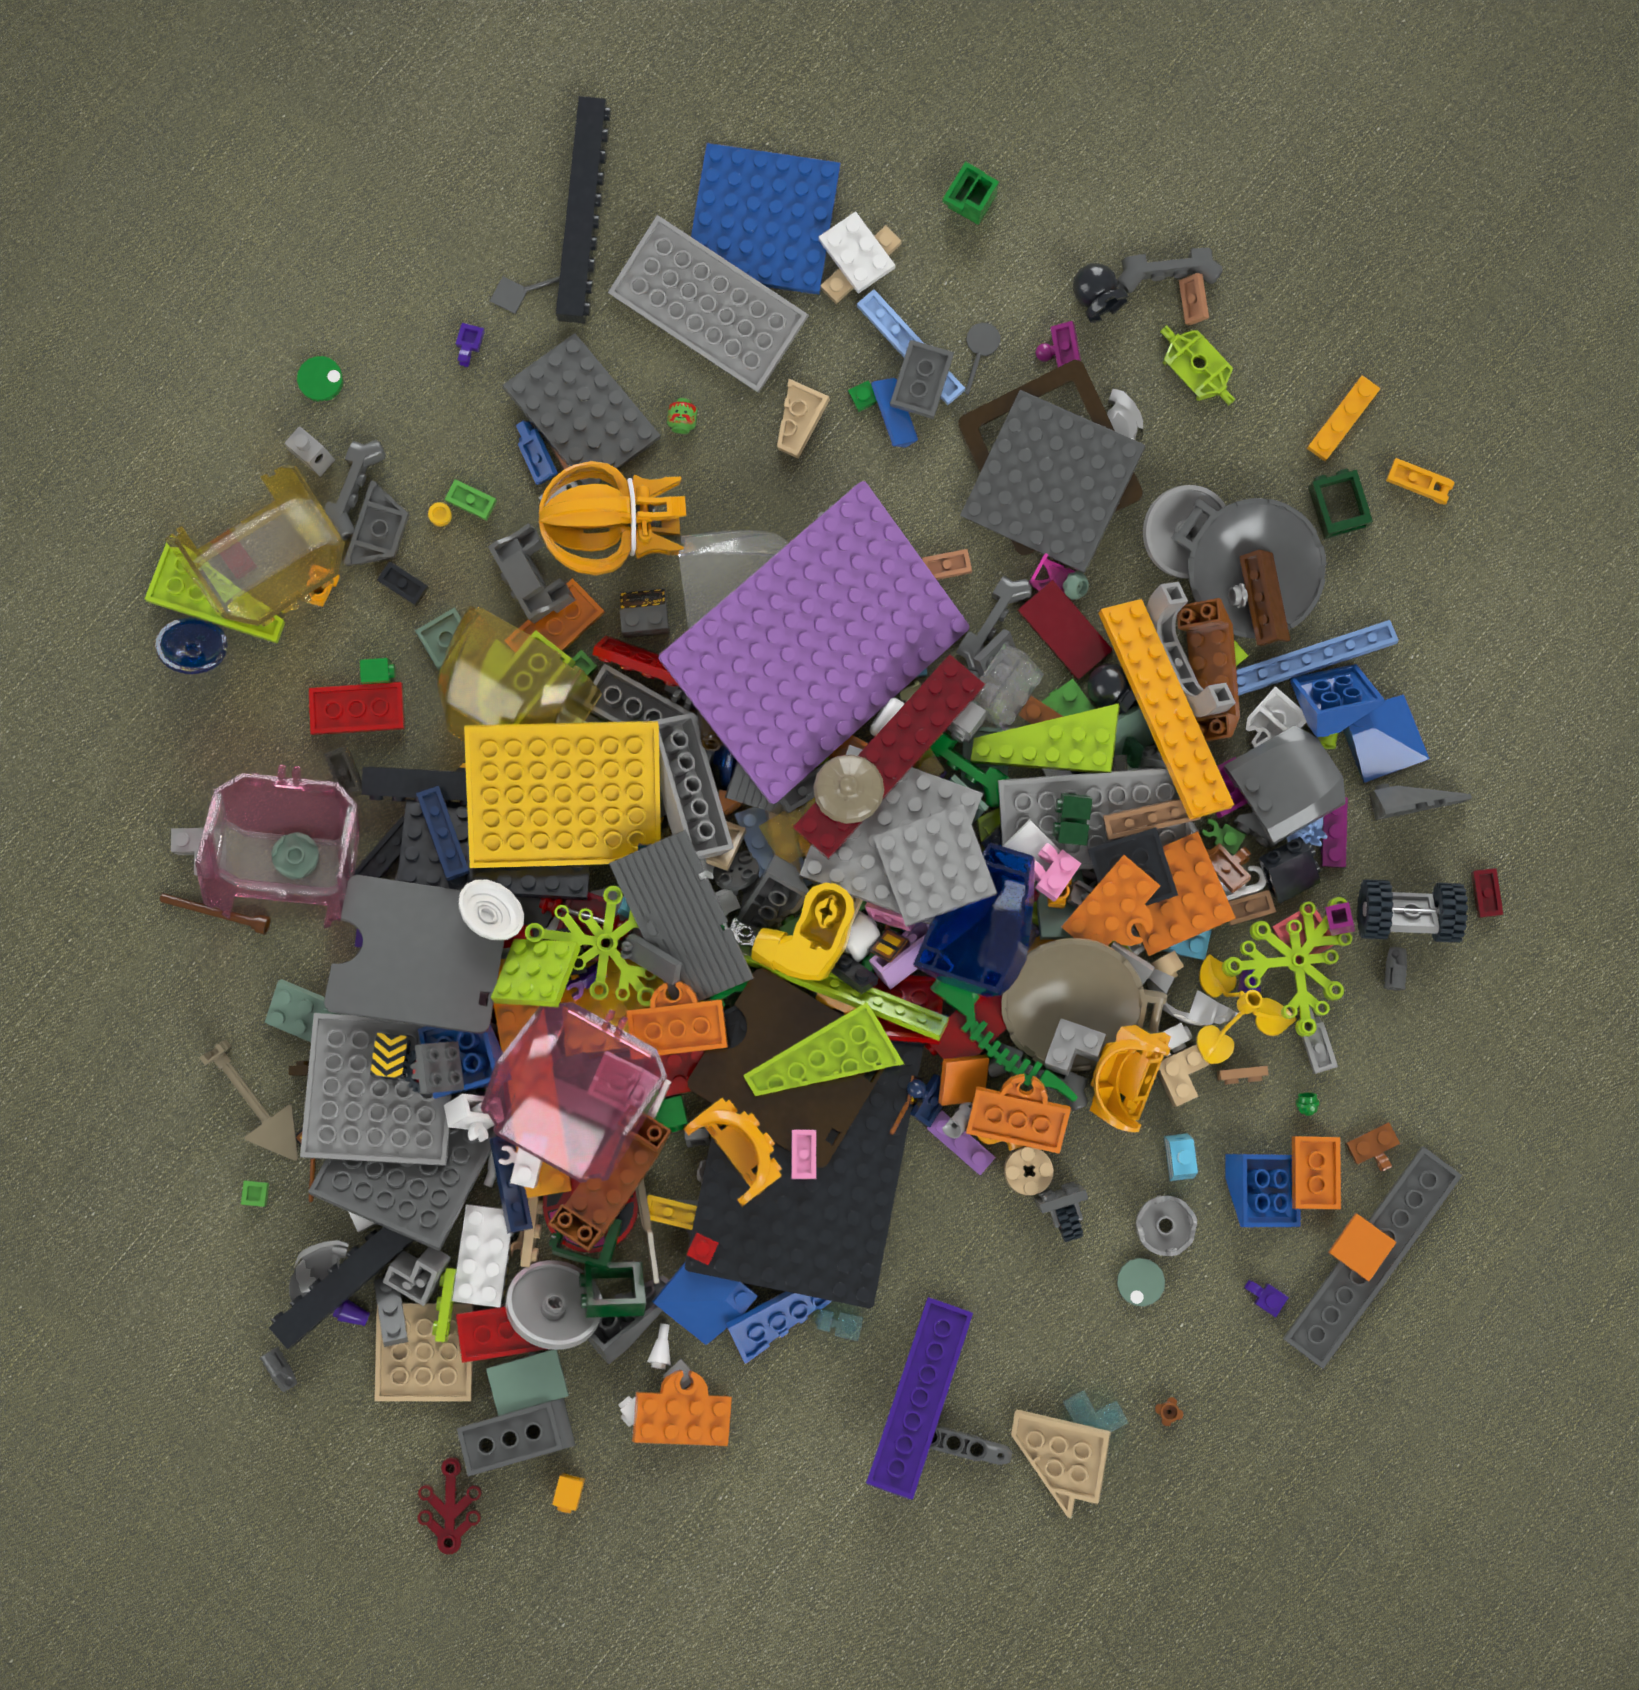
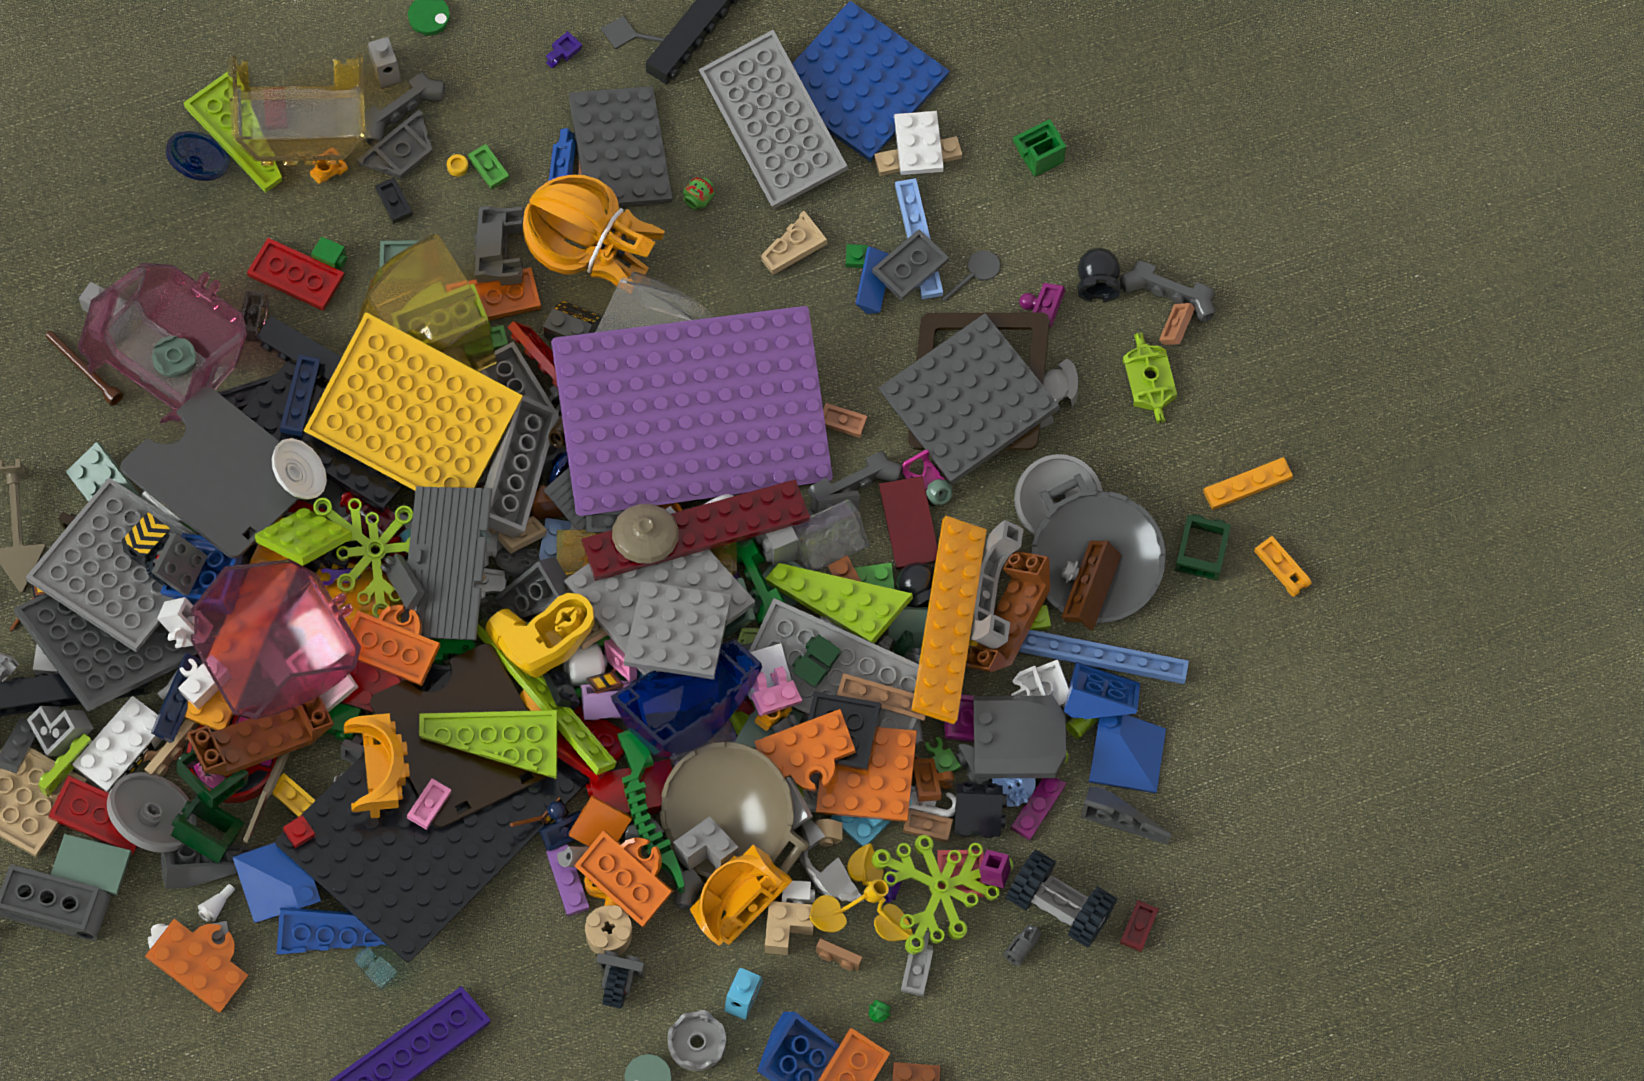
camera: 25 degrees right, 15 degrees down
(568, 1492) = (66, 973): light orange brick -> none

